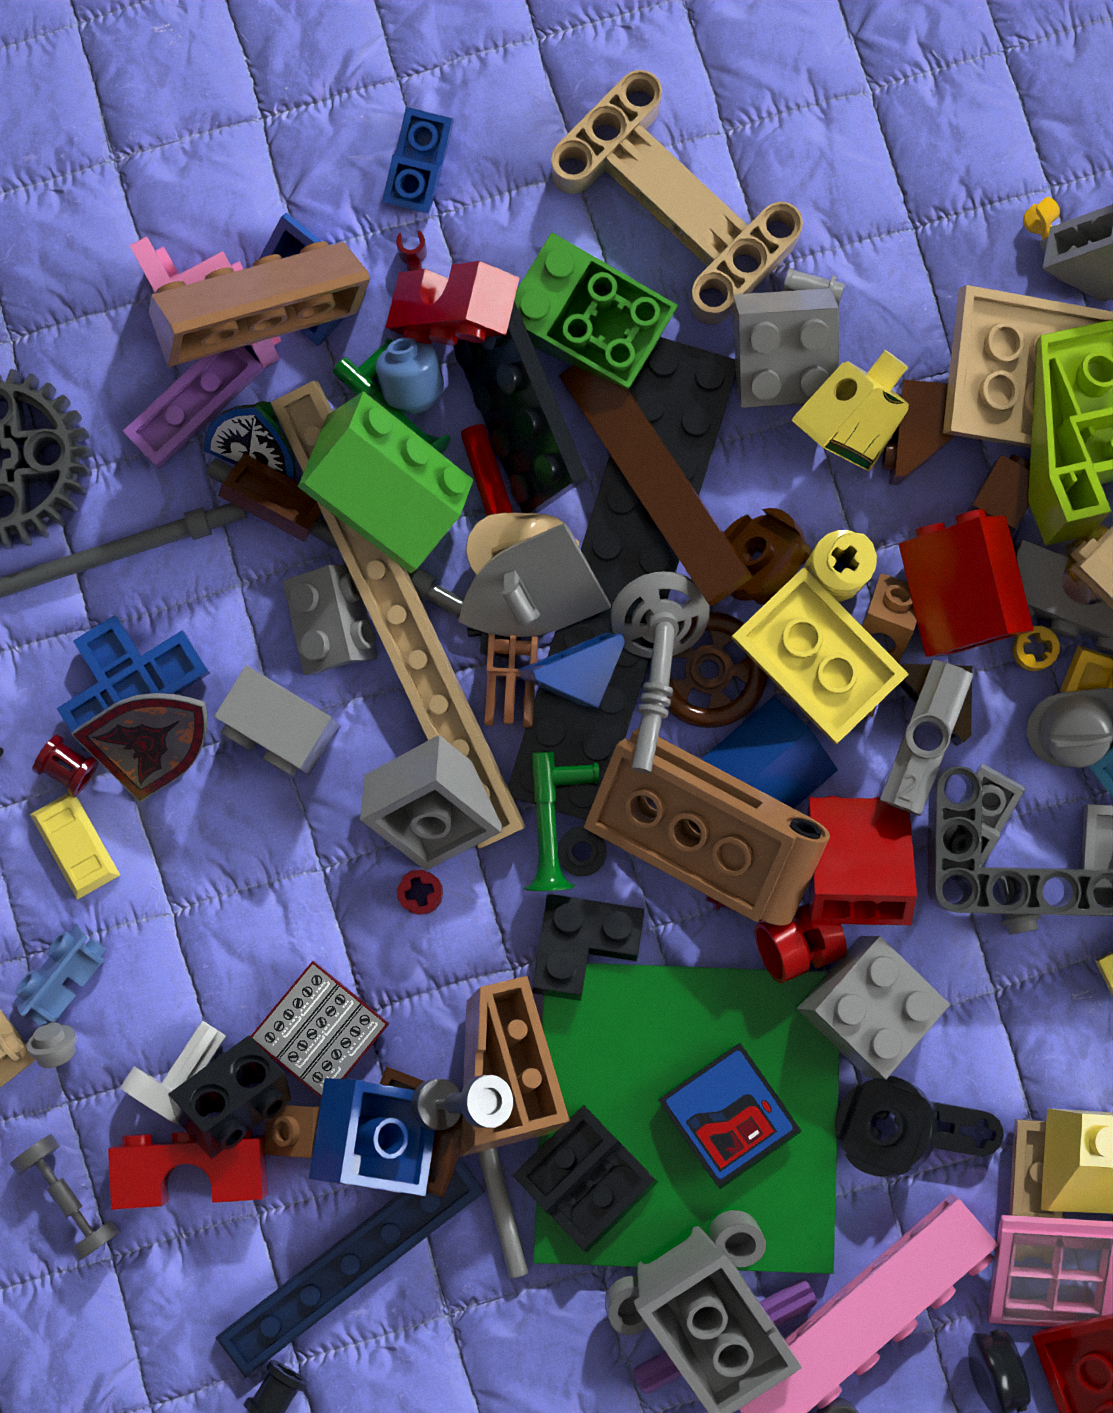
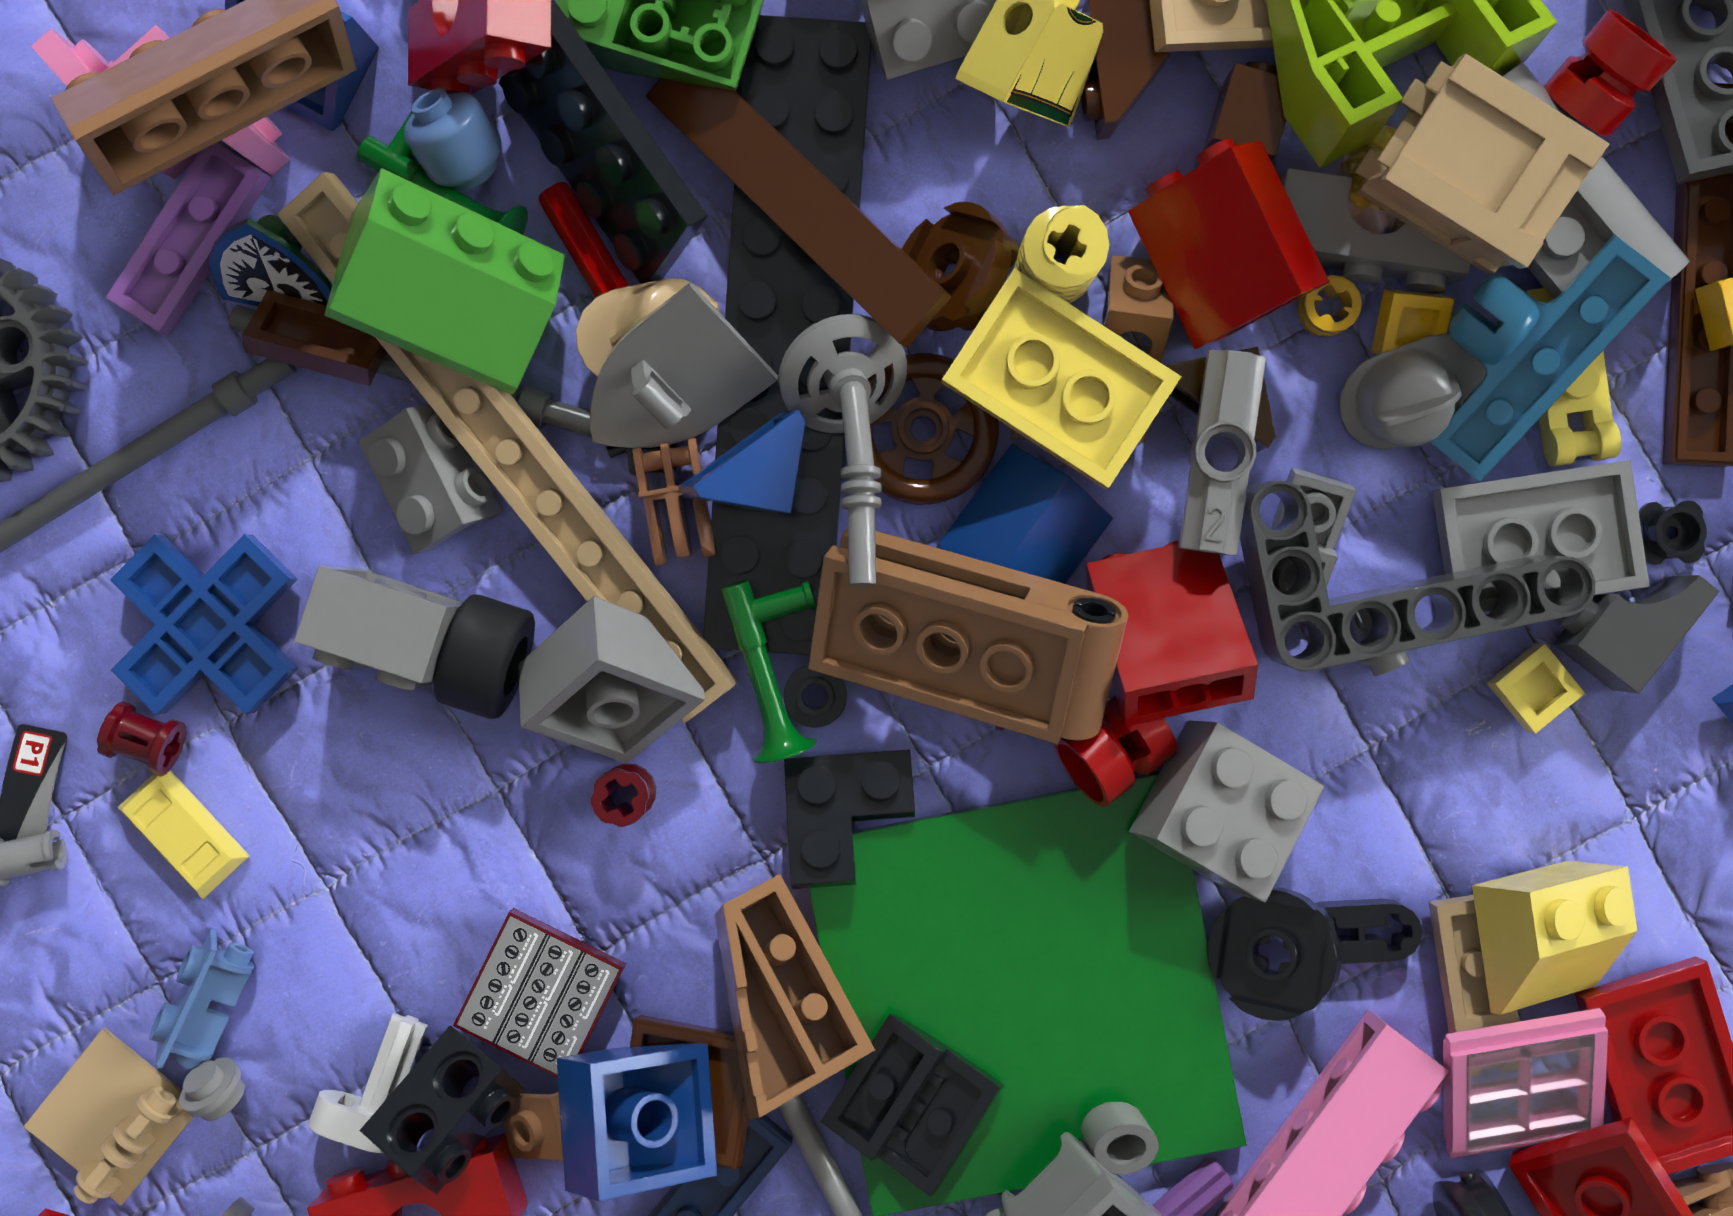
camera: 10 degrees left, 5 degrees up
(146, 739) = (226, 685): shield -> none
(341, 762) = (482, 656): none -> black tyre
(484, 1102) = (753, 1065): flat silver wheel -> none
(730, 1115) = (1075, 986): slope -> none

